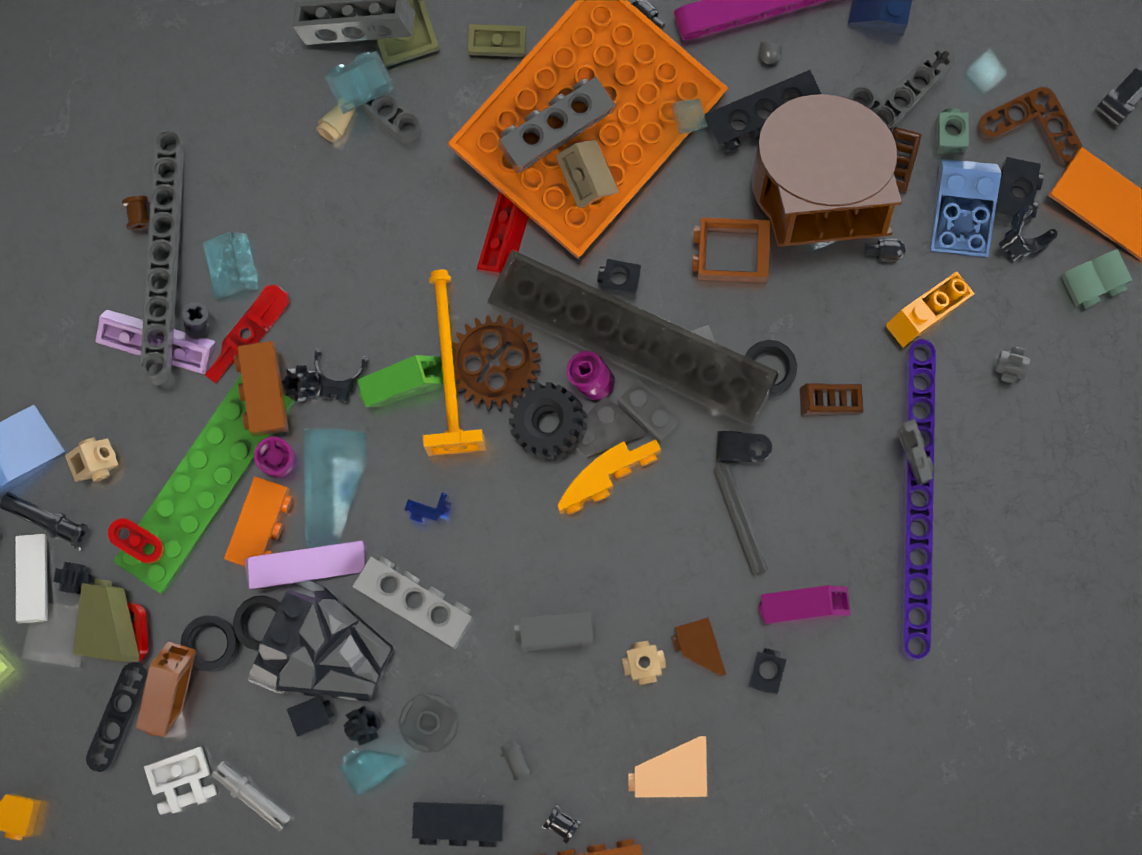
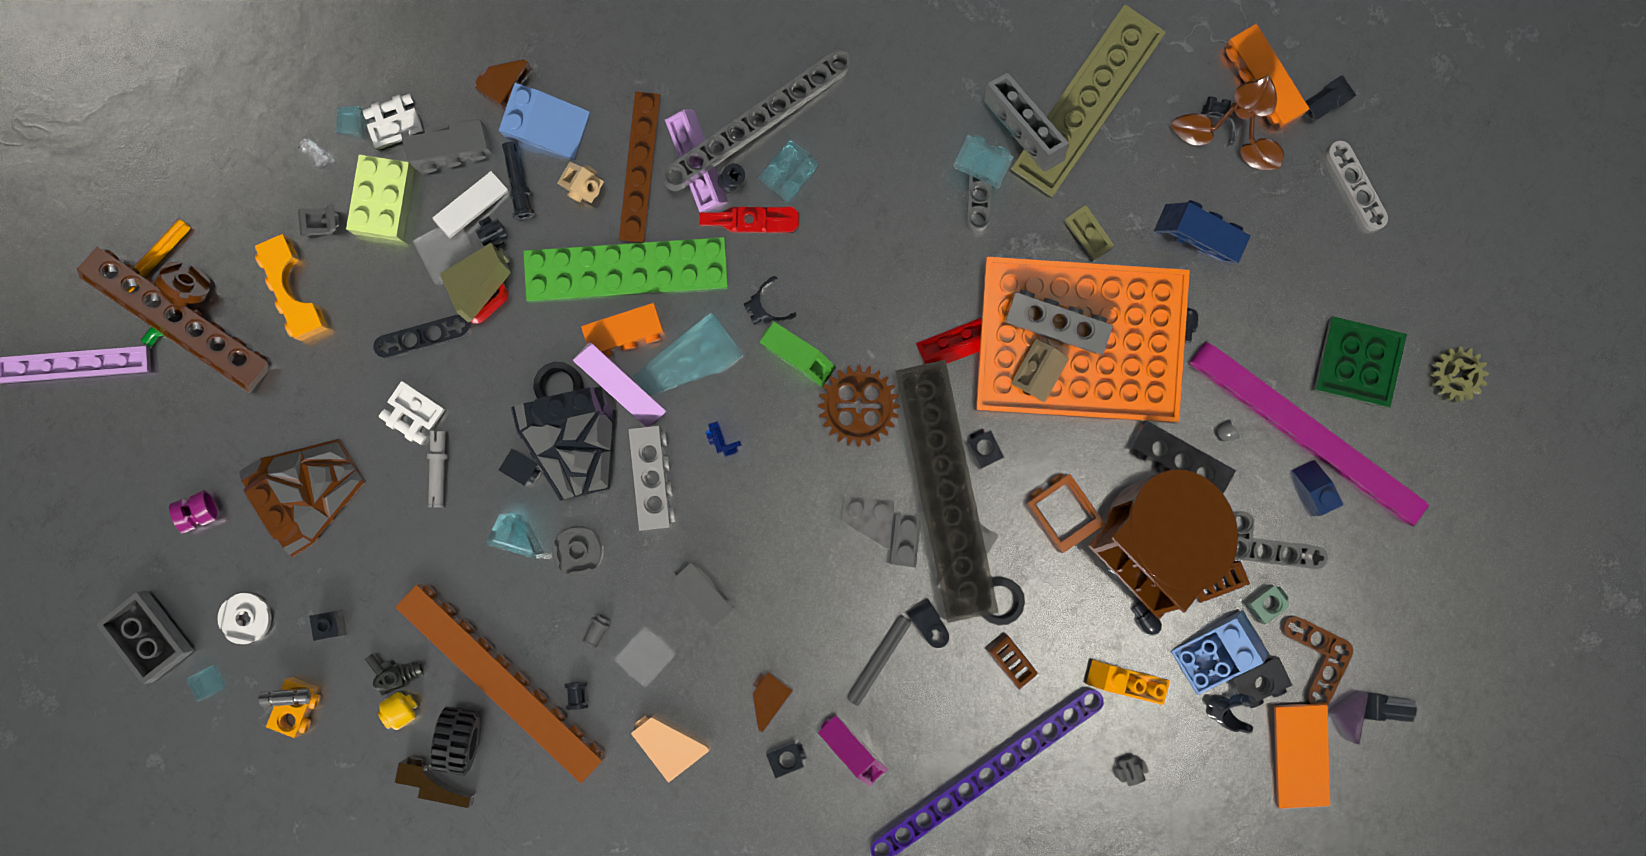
camera: 50 degrees right, 5 degrees up
(120, 397) = (639, 167): none -> reddish brown plate
(136, 212) = (775, 77): reddish brown bush -> none
(136, 542) = (547, 257): red plate -> none
(165, 689) = (462, 356): dark orange window -> none
(232, 642) = (499, 355): black tyre -> none
(261, 389) = (716, 260): dark orange brick -> none
(275, 457) = (677, 307): magenta wheel -> none
(300, 383) = (742, 284): black gear -> none
(334, 123) = (942, 165): tan cone -> none
(362, 725) = (540, 508): black gear -> none
(454, 439) = (785, 419): light orange tile -> none
(458, 823) = (524, 624): black brick -> none
(531, 409) = (839, 458): black tyre -> none
(574, 734) = (644, 657): none -> clear piece
(590, 375) = (899, 481): magenta wheel -> none
(595, 479) = (828, 540): light orange slope -> none
(648, 674) = (730, 659): tan brick -> none
(689, 115) = (1137, 410): clear light blue slope -> none
(914, 449) = (1018, 746): dark grey wing -> none
(986, 71) = (1331, 595): clear light blue slope -> none
(1097, 278) = (1239, 784): sand green brick -> none
(1107, 136) = (1349, 715): none -> clear purple slope

